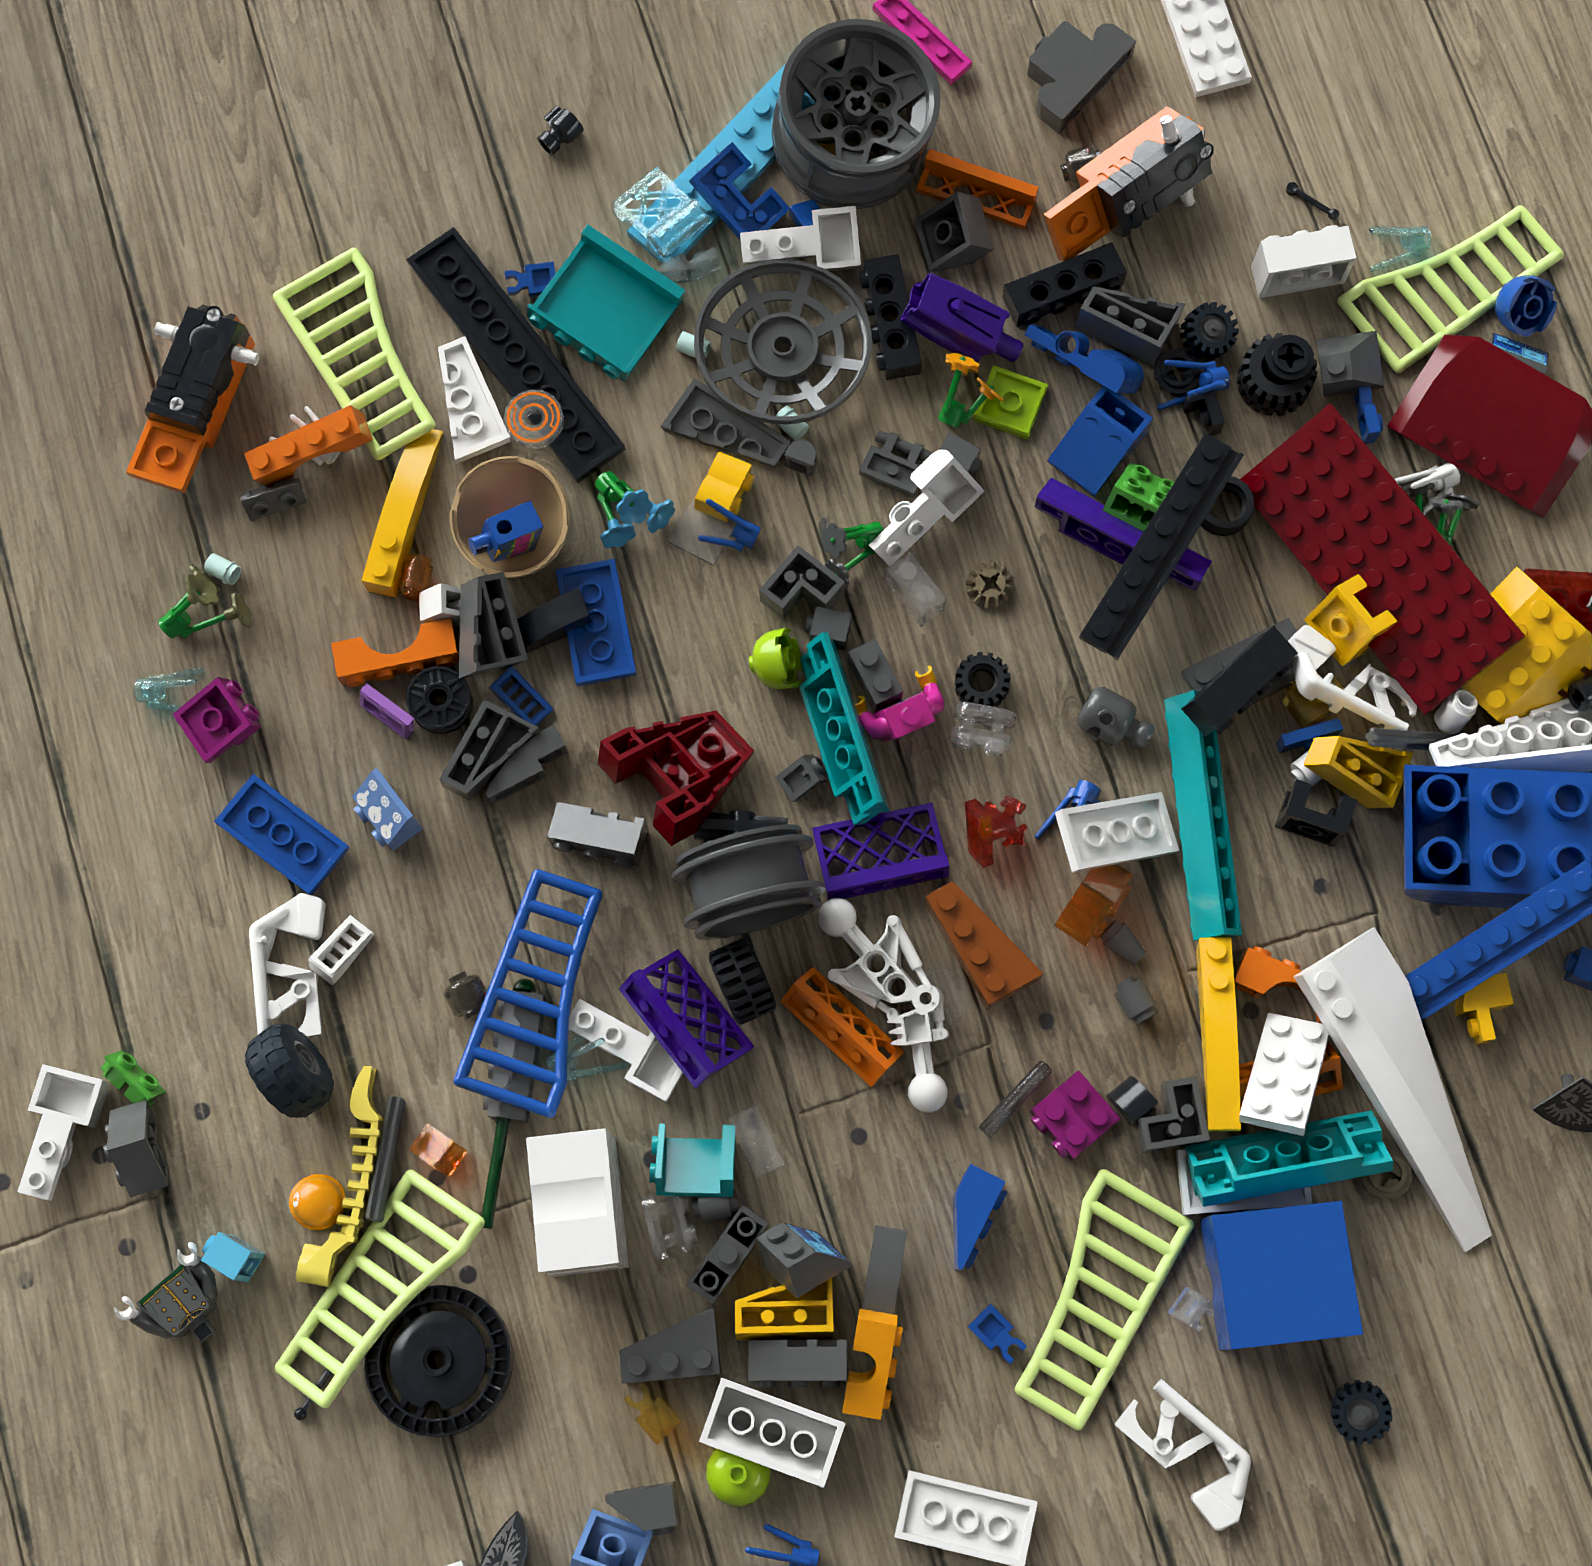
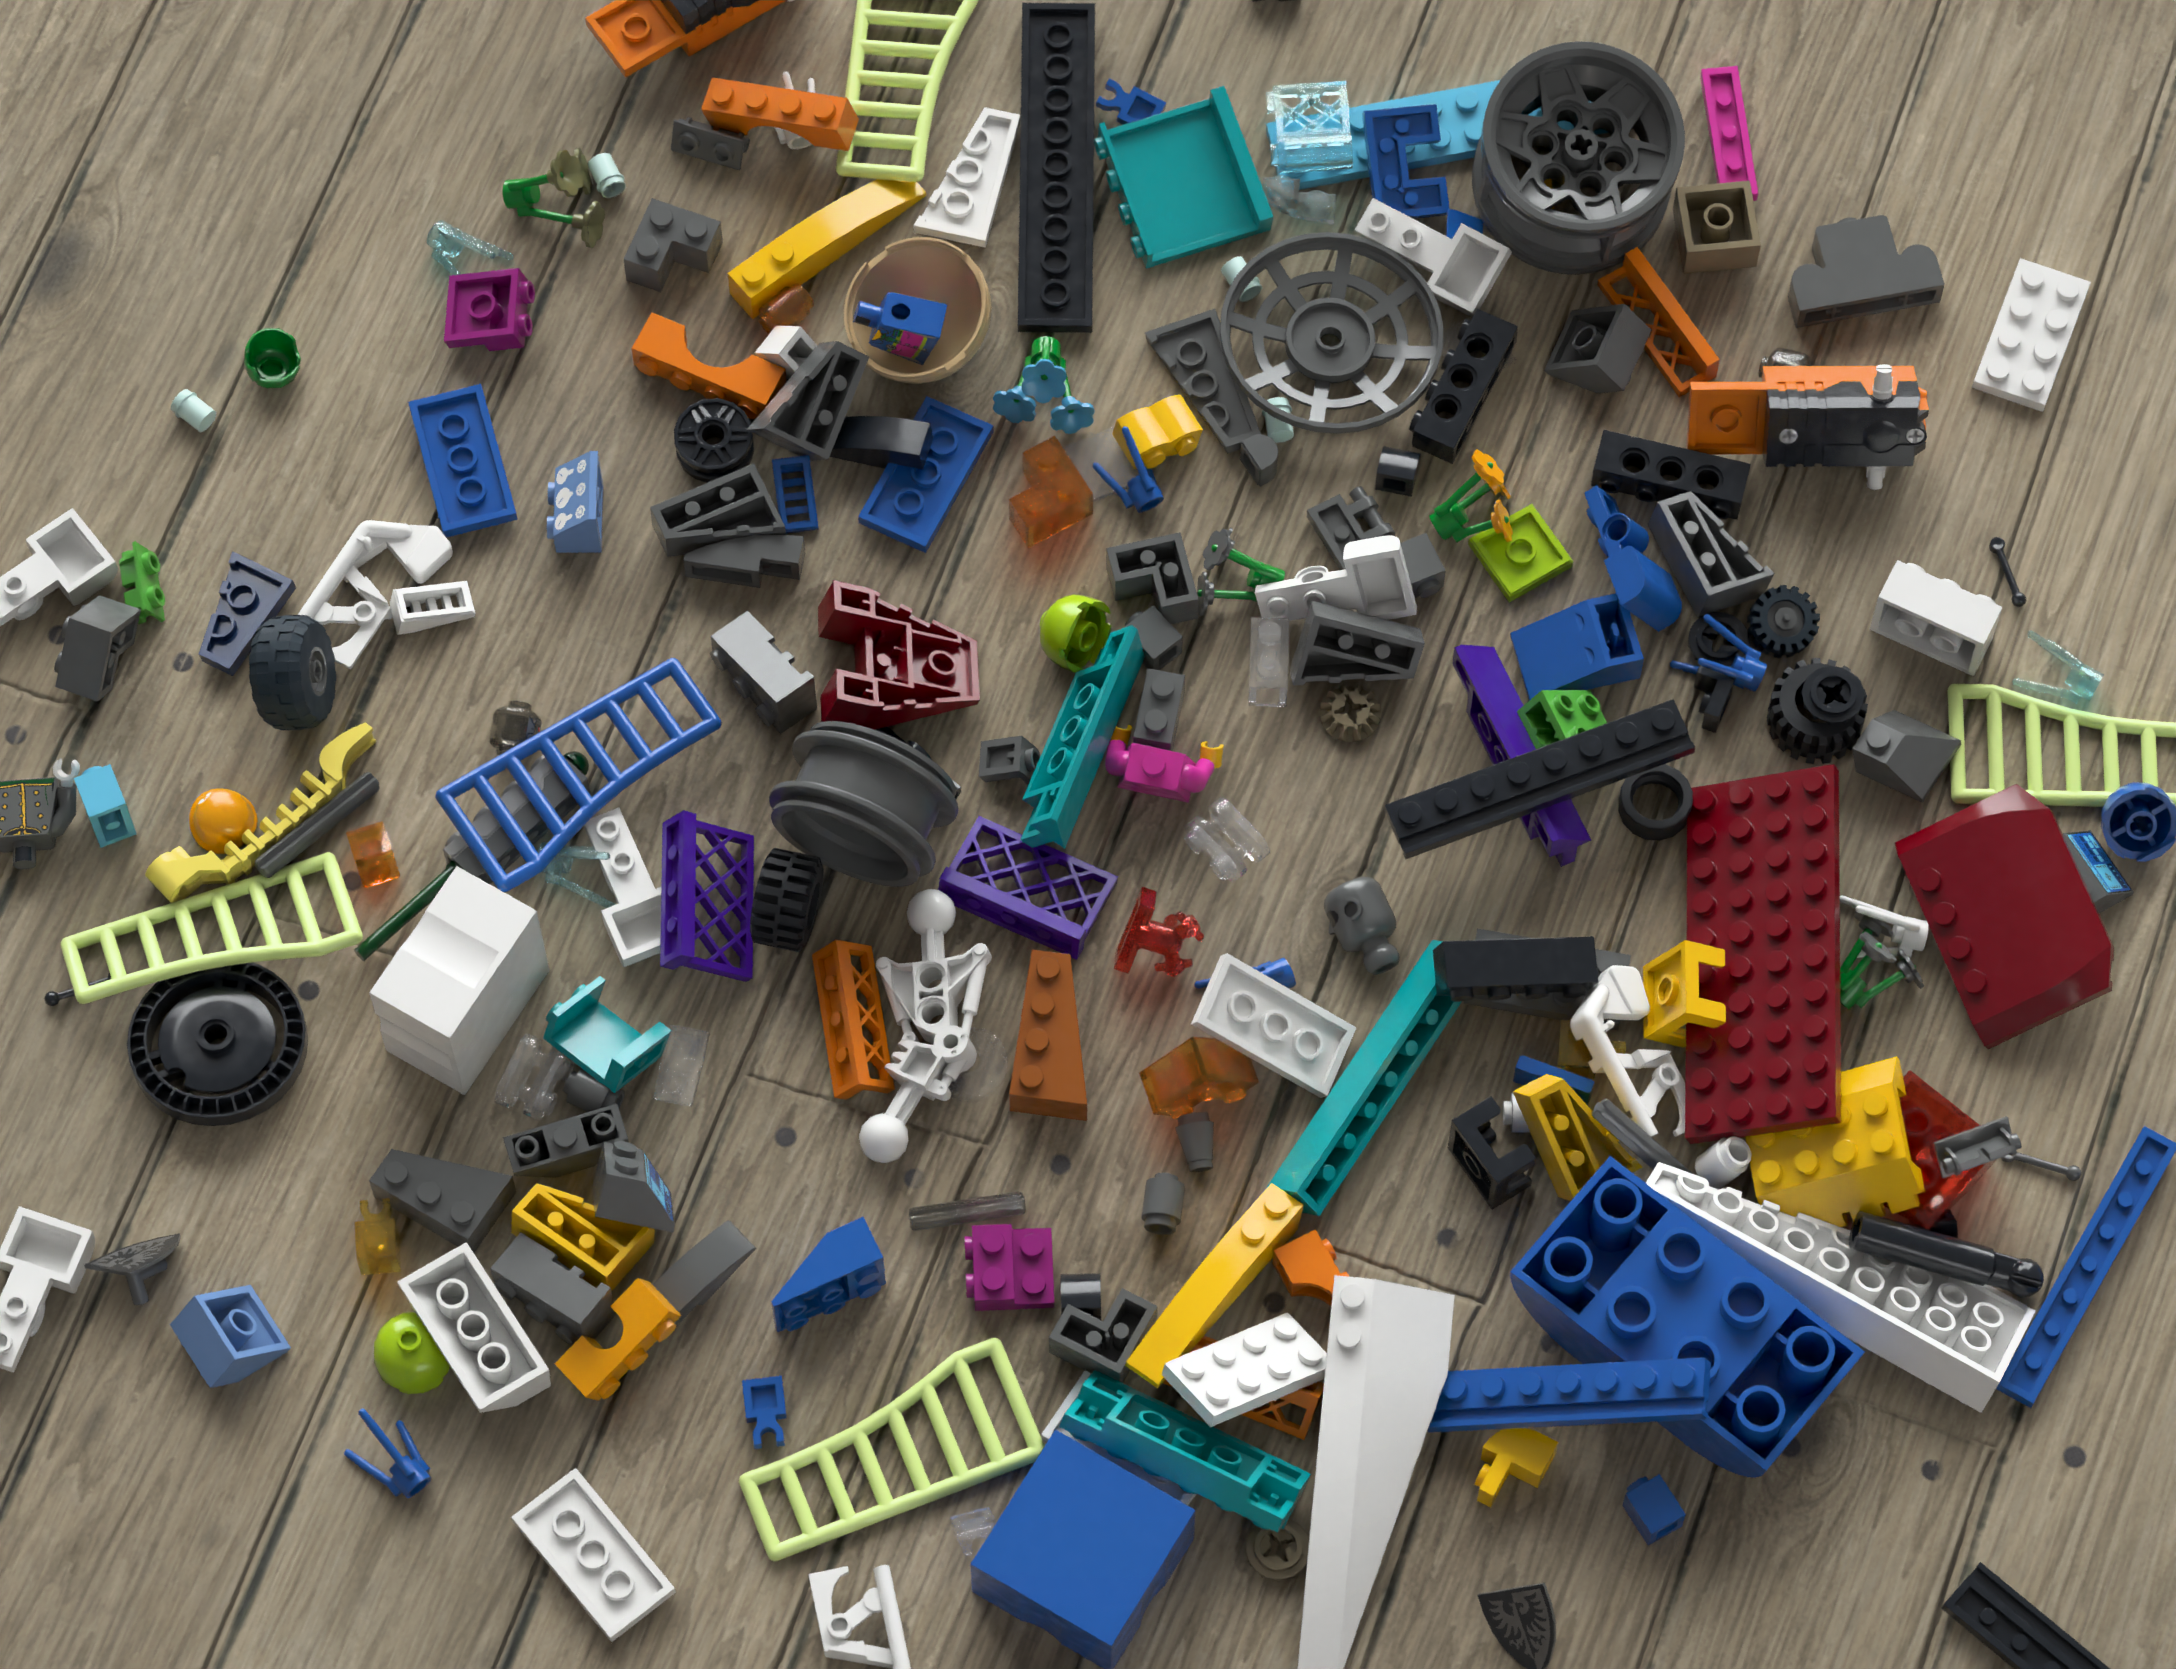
camera: 35 degrees right, 10 degrees down
(70, 932) = (193, 410): none -> light aqua piece
(97, 858) = (272, 358): none -> green hair
(217, 1045) = (246, 602): none -> wing
(299, 581) = (670, 236): none -> dark grey brick
(386, 711) = (654, 415): medium lavender tile -> none
(533, 402) = (1021, 219): clear tile -> none
(648, 1506) = (307, 1310): dark grey slope -> none
(693, 575) = (1056, 496): none -> clear orange brick
(893, 402) = (1397, 471): none -> black brick
(959, 320) = (1525, 433): dark purple piece -> none
(963, 539) = (1354, 645): none -> dark grey wedge
(969, 101) = (1716, 227): none -> dark tan brick
(982, 663) = (1265, 776): black tyre -> none
(1368, 420) = (1878, 825): blue plate -> none

